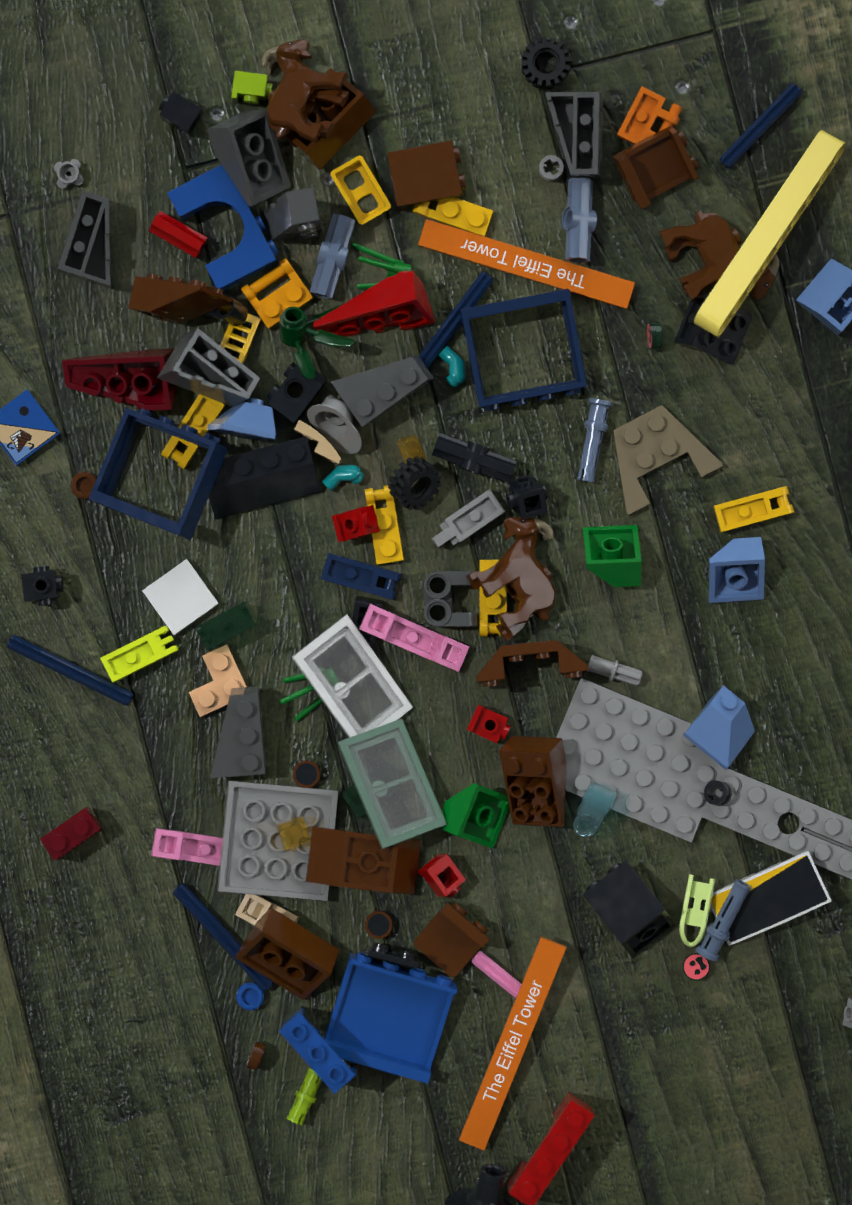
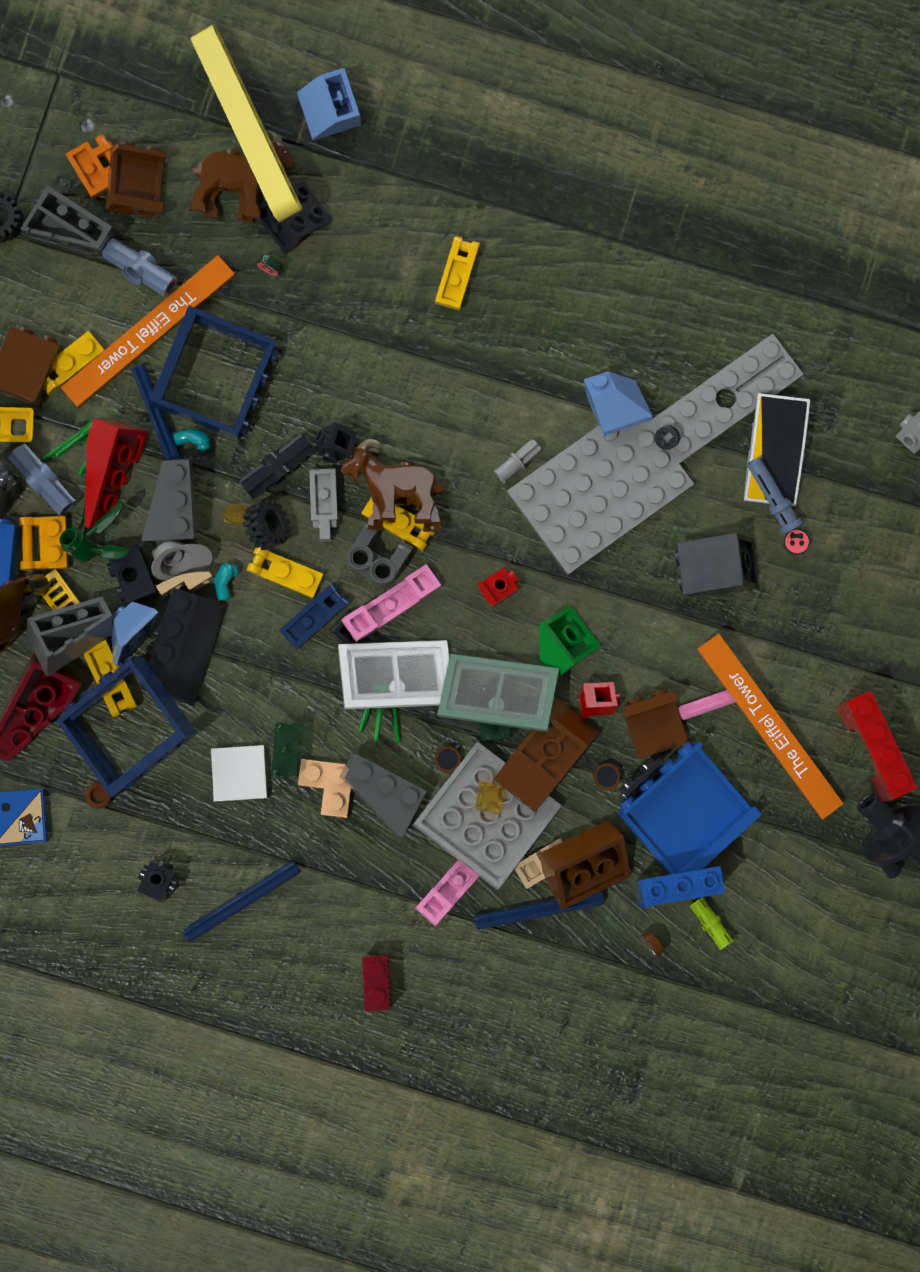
camera: 60 degrees left, 5 degrees down
(138, 654) = (264, 837): neon yellow hinge -> none
(250, 996) = (601, 918): blue tile -> none
(355, 523) = (269, 592): red brick -> none
(535, 780) = (567, 576): reddish brown slope -> none
(553, 160) = (90, 270): light grey bush -> none
(566, 660) = (484, 491): reddish brown slope -> none
(594, 807) = (619, 543): clear light blue piece -> none
(595, 427) = (313, 356): sand blue pin -> none
(614, 554) = (425, 402): green slope -> none
(650, 444) = (354, 318): dark tan wing -> none
(694, 915) = (755, 517): yellowish green piece -> none
(737, 571) = (500, 314): medium blue slope -> none
(760, 125) = (157, 83): dark blue axle -> none

